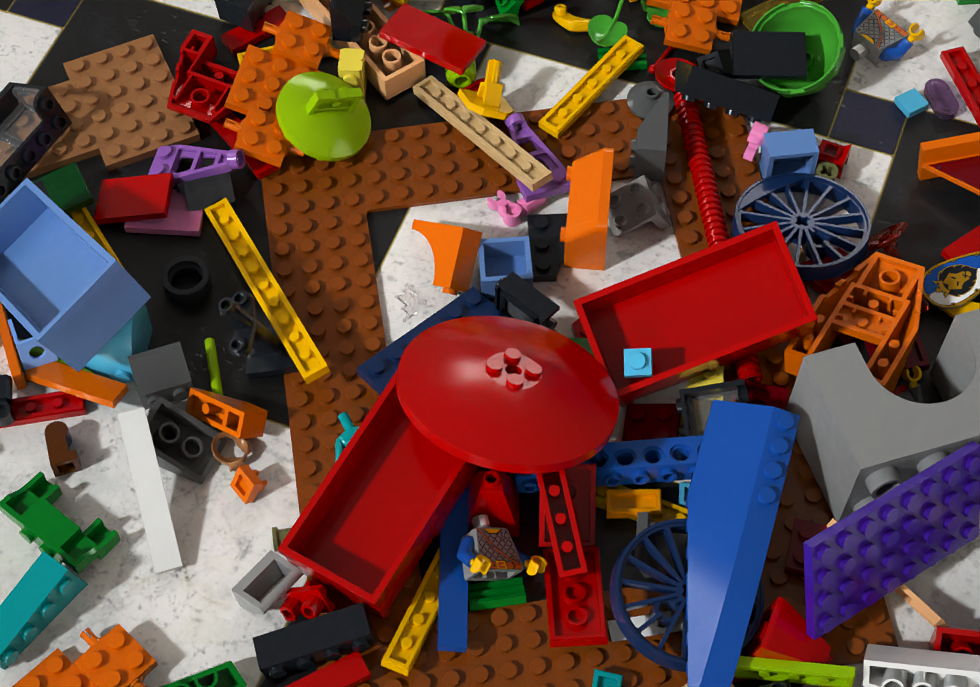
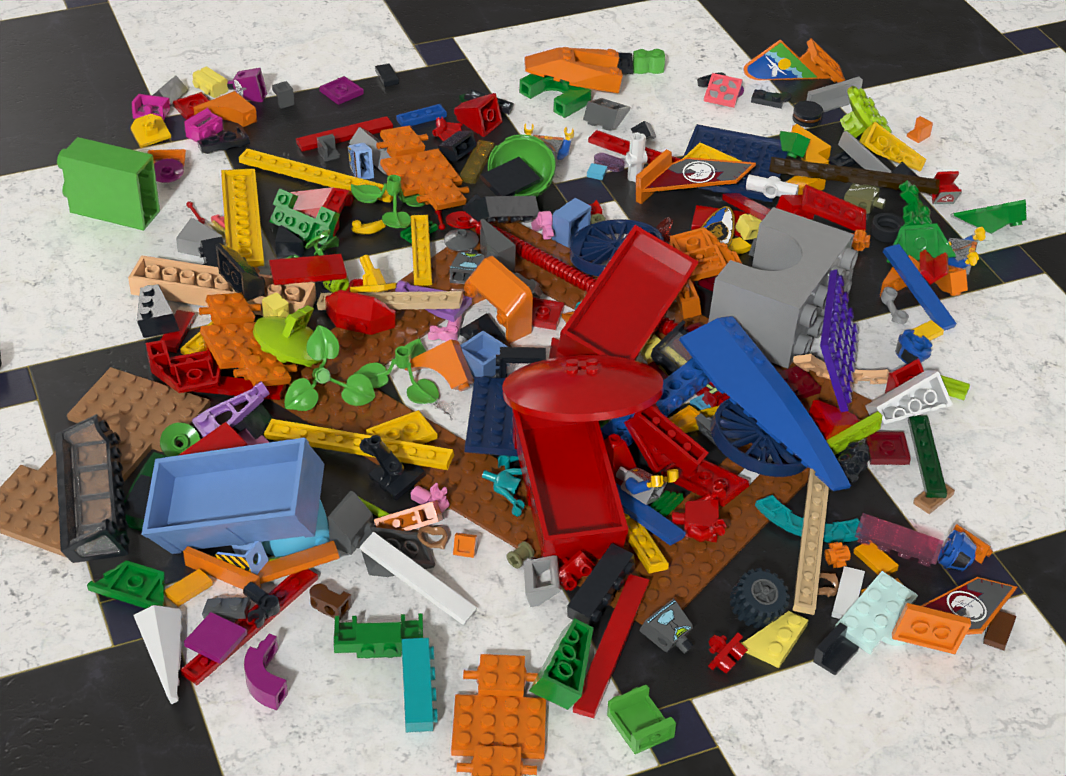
camera: 45 degrees left, 15 degrees down
(113, 154) = (177, 432): none -> bright green dish
(273, 187) = (303, 397): none -> bright green plant
(273, 403) = (424, 496): none -> bright pink bar
(330, 304) = (407, 428): none -> yellow tile
(377, 211) = (421, 392): none -> bright green plant
(432, 132) = (359, 312): none -> red wedge
(507, 643) = (701, 516): none -> red torso
(610, 134) = (464, 265): none -> dark grey torso
(638, 363) = (624, 342): medium azure plate -> none
(640, 251) = (546, 313): none -> red tile
(960, 111) = (636, 156): none -> white piece

